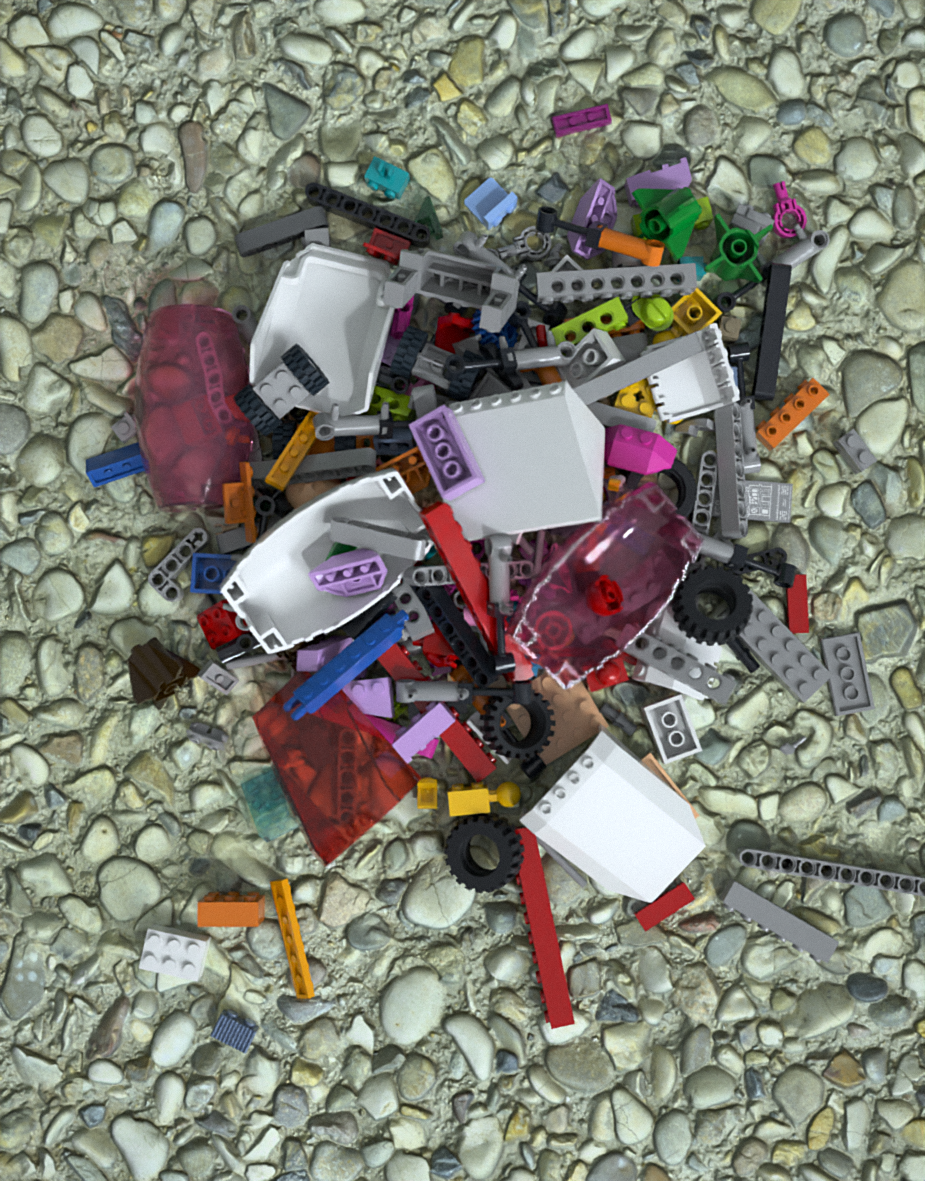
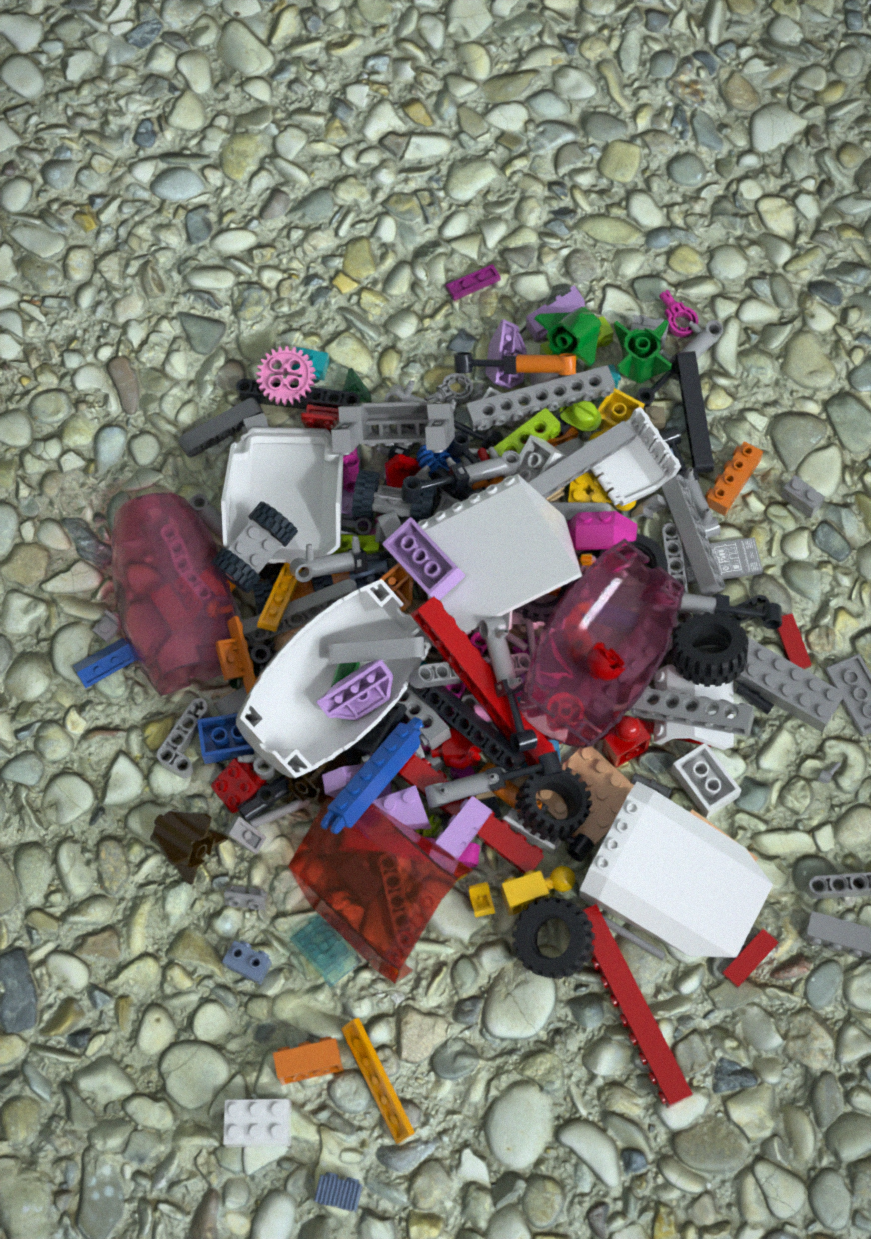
camera: 15 degrees left, 20 degrees down
(196, 800) = (247, 962): none -> sand blue brick
(362, 174) = (284, 391): none -> bright pink gear
(490, 203) = (409, 363): light blue bracket -> none

